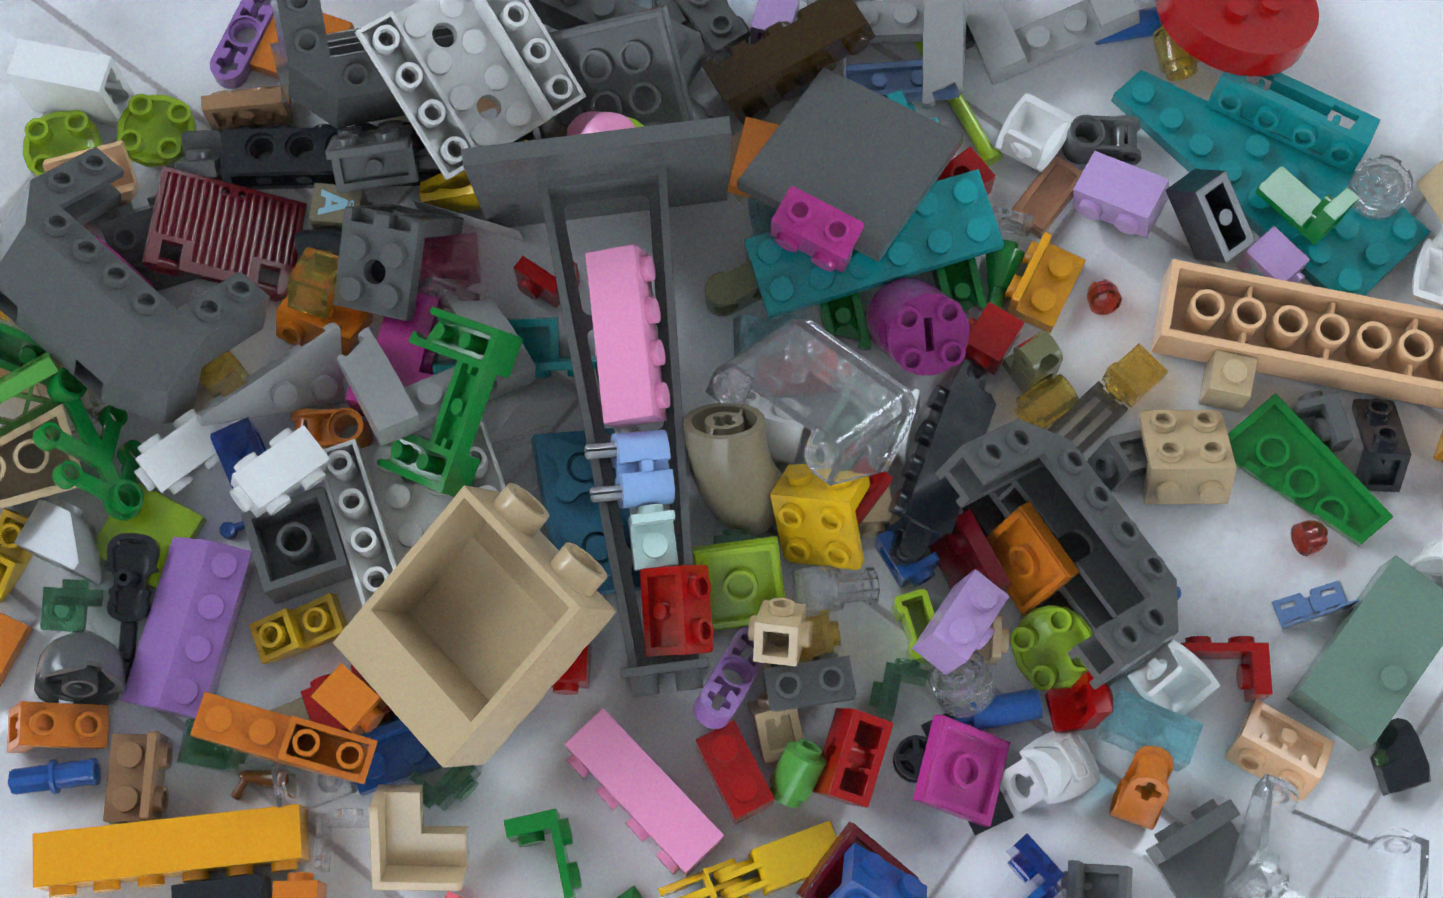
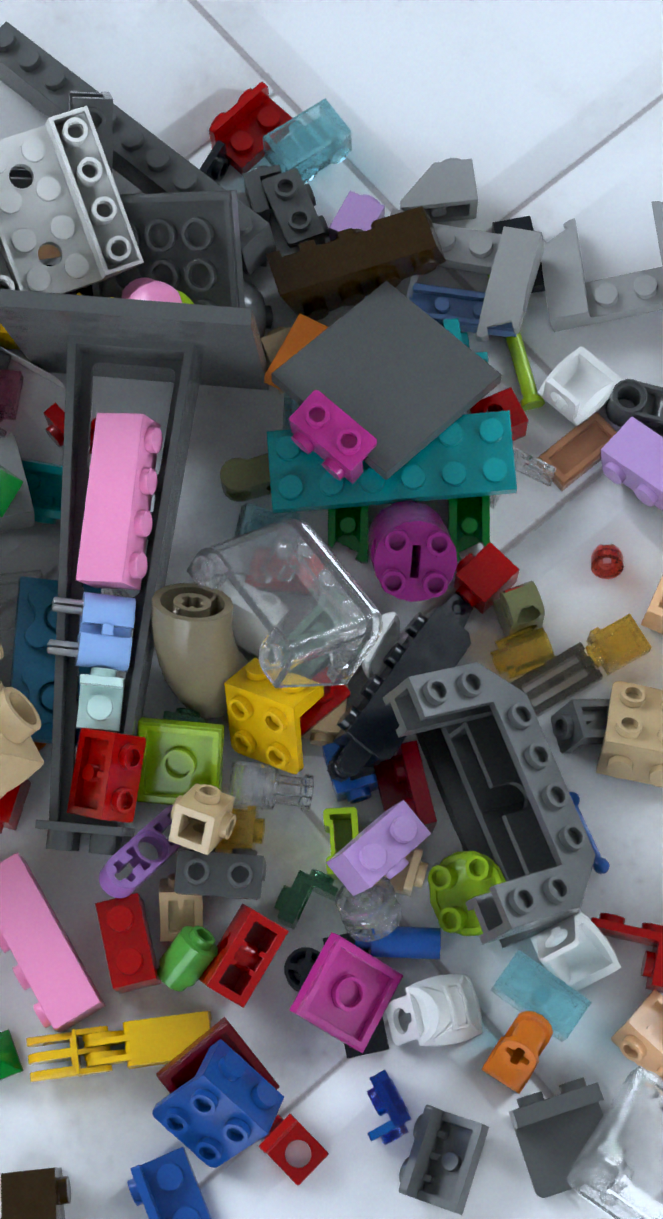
camera: 15 degrees right, 0 degrees up
(1001, 268) = (513, 514): green cone -> none
(1030, 558) = (463, 801): orange tile -> none
(1045, 283) = (552, 535): light orange bracket -> none
(1079, 706) = (476, 961): red bracket -> none

